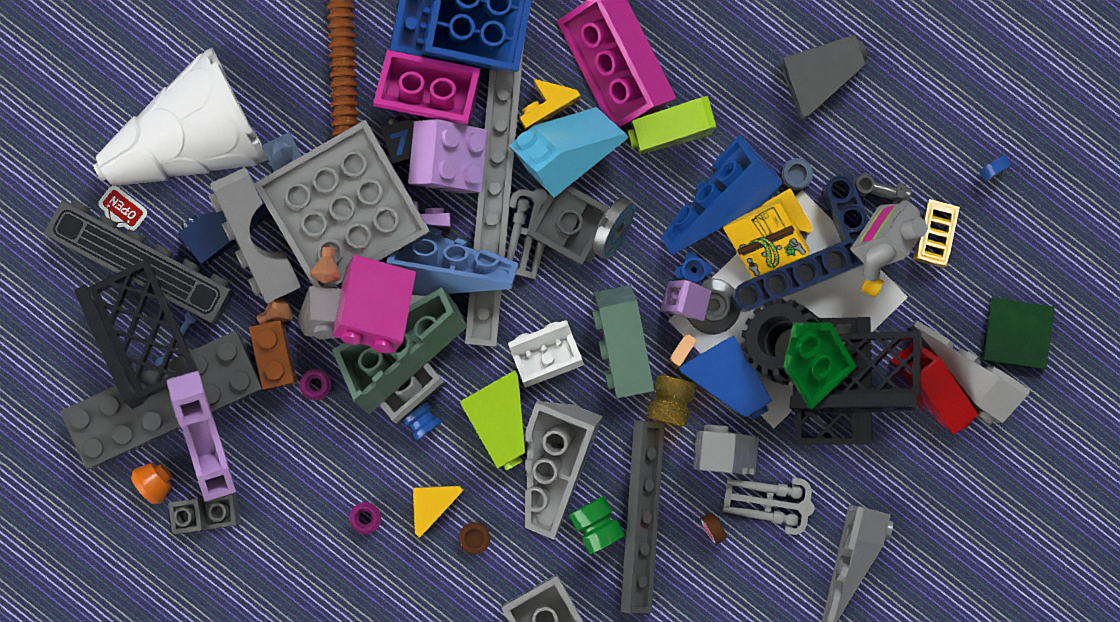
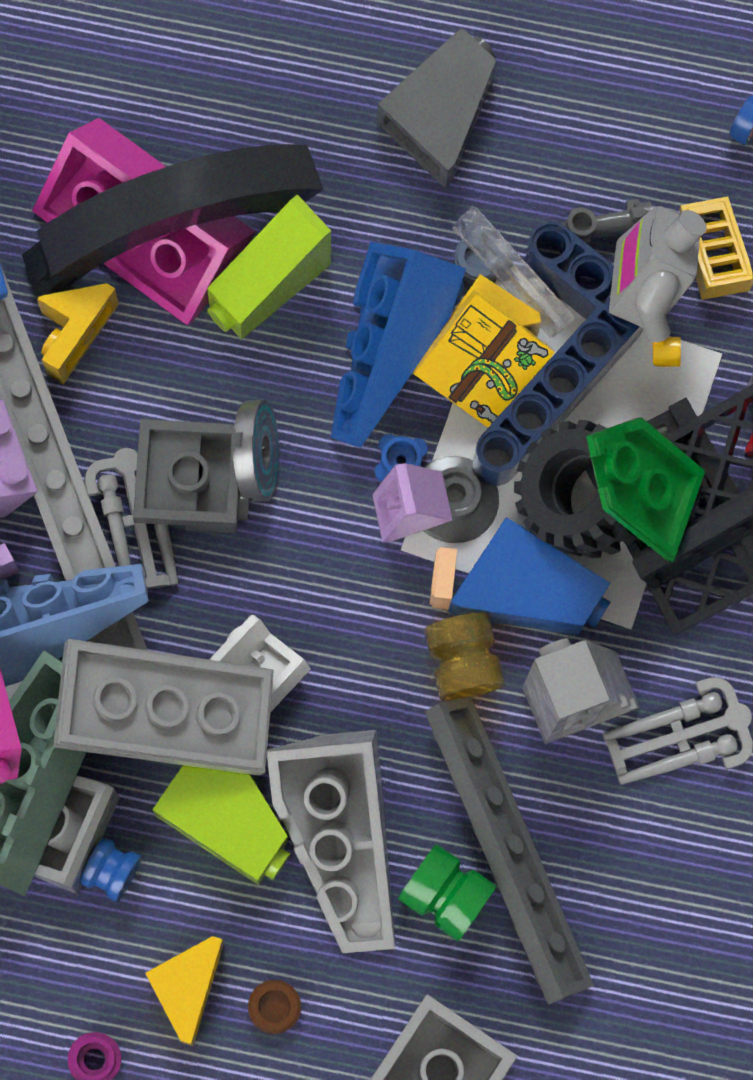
camera: 25 degrees left, 10 degrees down
(491, 351) = (163, 707): none -> light grey tile
(567, 147) = (130, 372): medium azure slope -> none
(622, 341) = (352, 607): sand green wedge -> none
(633, 64) = (166, 201): none -> black arch
(713, 528) = (620, 813): reddish brown tile -> none
(810, 195) = (512, 270): none -> clear tile

